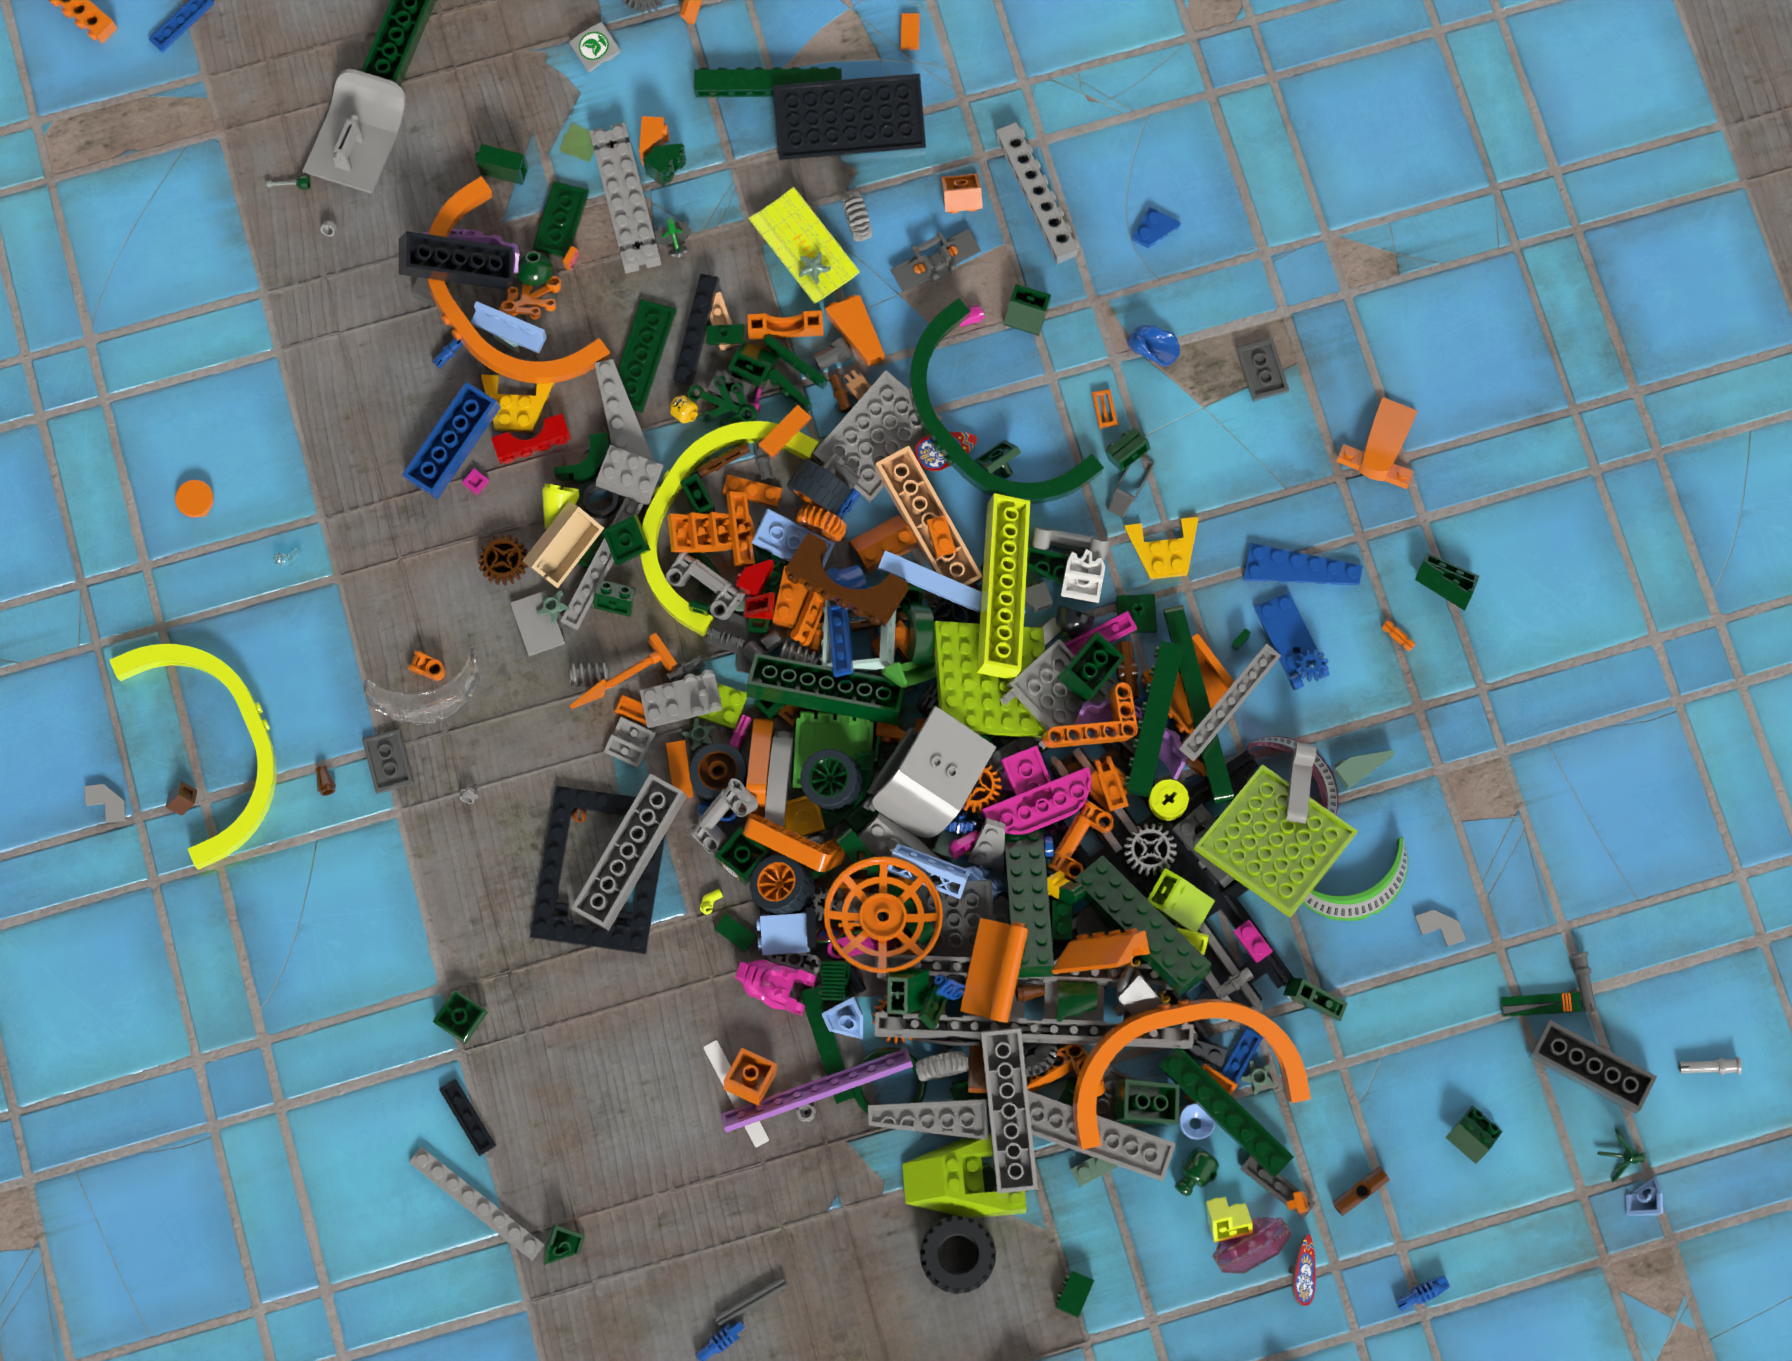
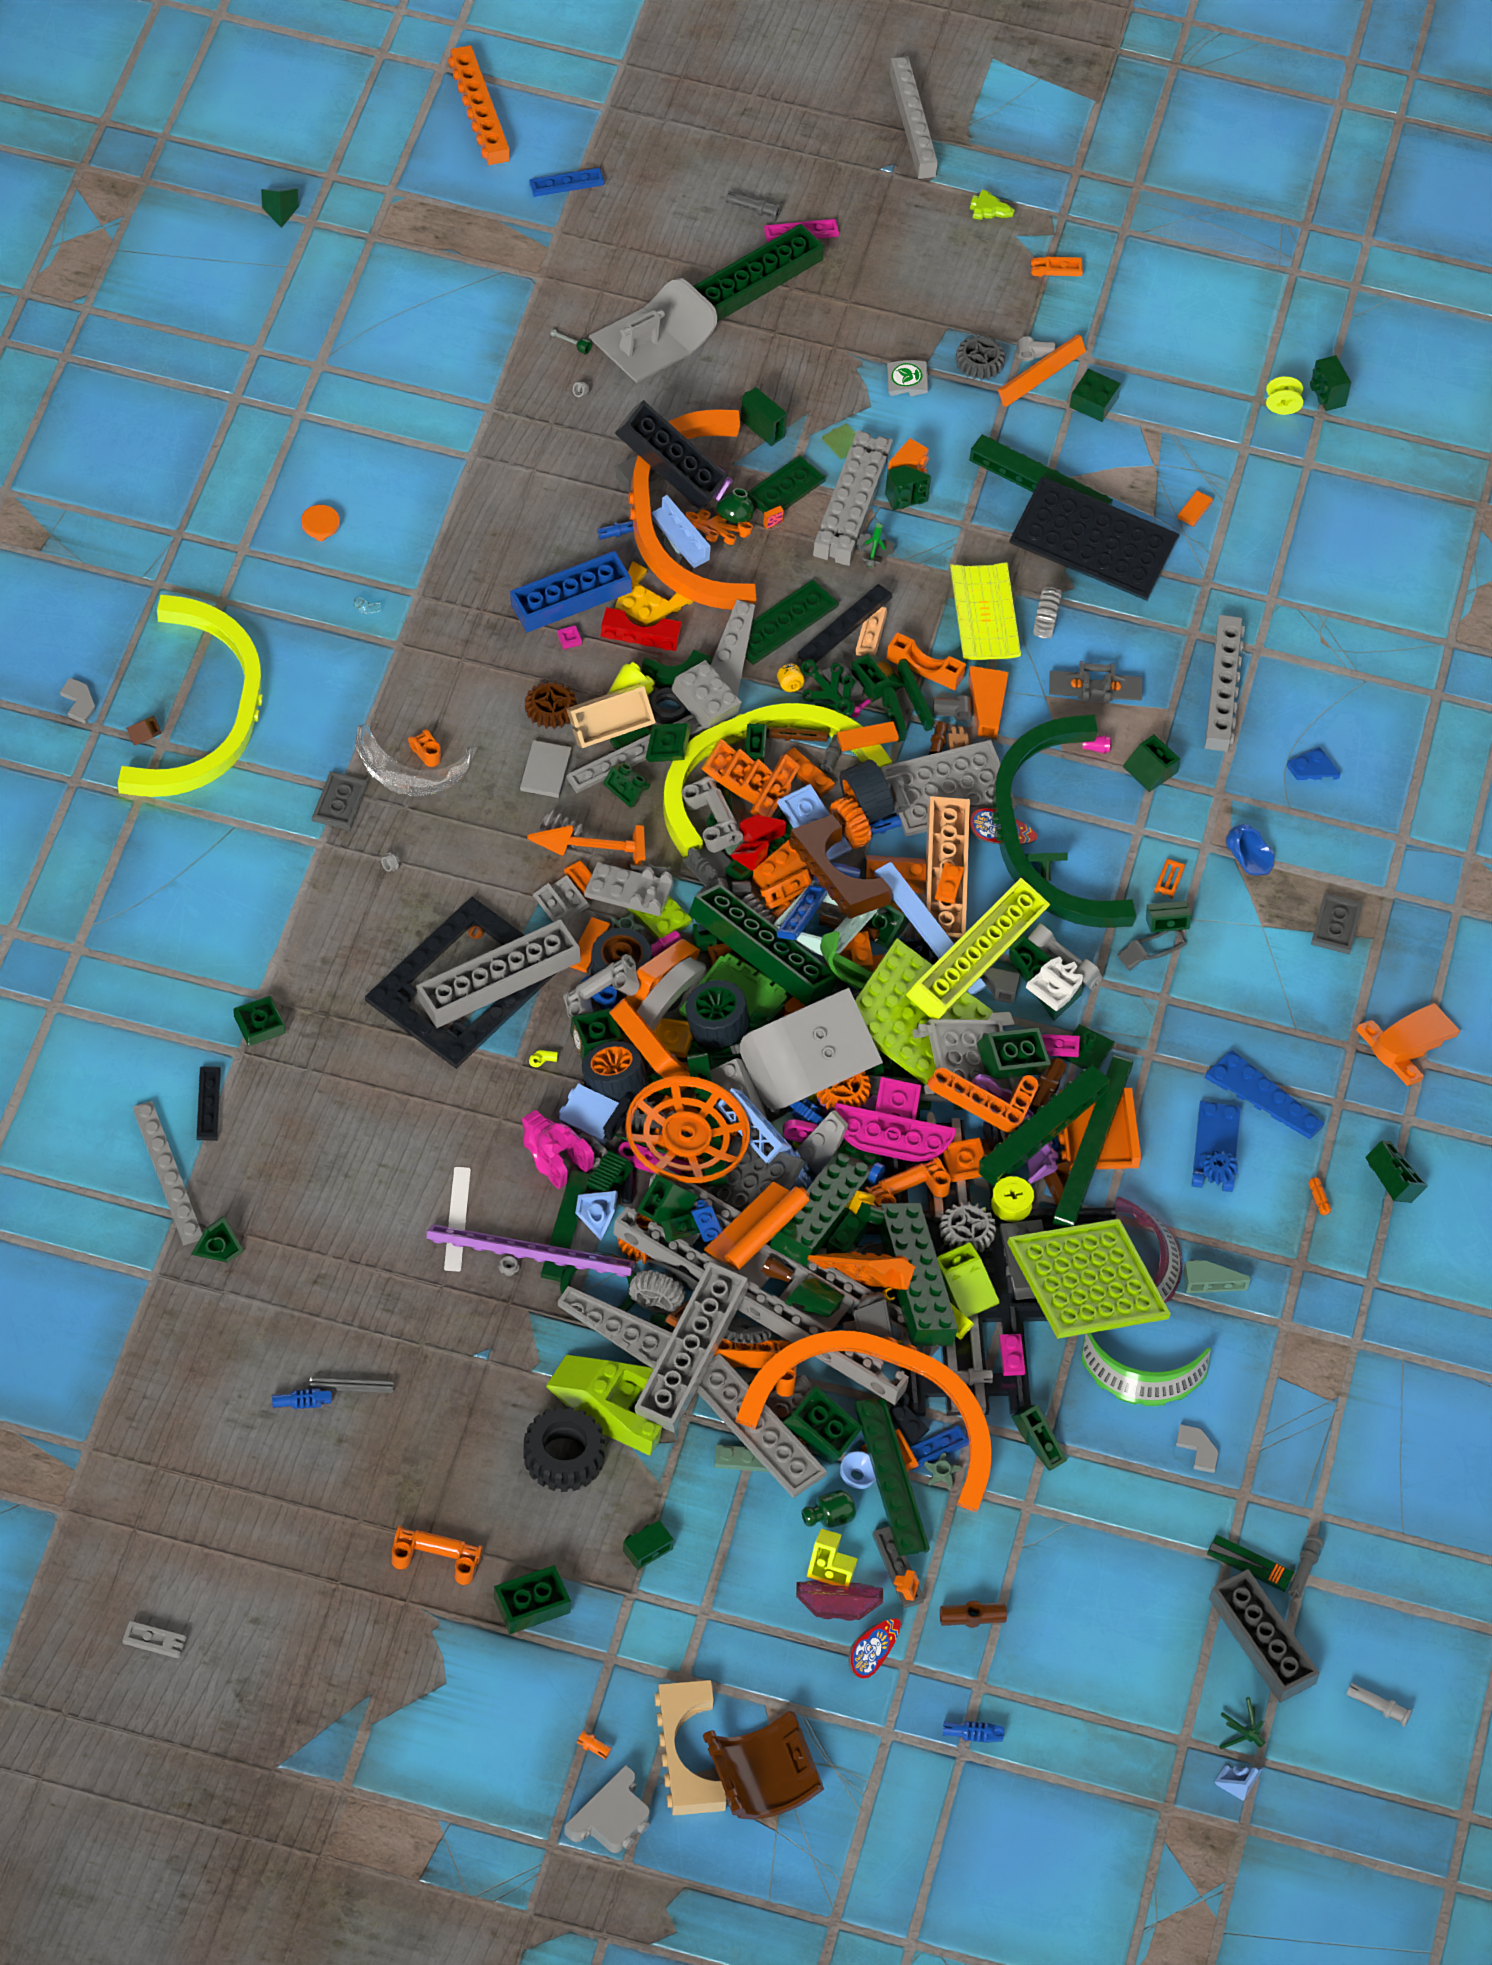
camera: 25 degrees right, 20 degrees down
(325, 783) = (274, 786): reddish brown cone -> none
(552, 606) = (568, 759): sand green animal -> none
(699, 607) = (695, 826): dark green slope -> none
(725, 334) = (867, 640): dark green plate -> none
(735, 933) = (547, 1094): dark green tile -> none
(750, 1076) = (479, 1205): orange brick -> none
(813, 267) = (981, 629): sand green animal -> none
(921, 632) = (877, 945): dark green arch -> none
(961, 193) = (1154, 649): slope -> none
(1073, 622) = (1023, 1017): black cylinder -> none
(1111, 785) = (967, 1157): orange hinge -> none
(1164, 557) = (1147, 1020): yellow wing -> none
(1229, 702) = (1122, 1150): light grey plate -> none
(1241, 639) = (1169, 1118): dark green tile -> none
(1300, 782) = (1144, 1243): light grey beam -> none
(1474, 1134) = (1112, 1629): dark green slope -> none

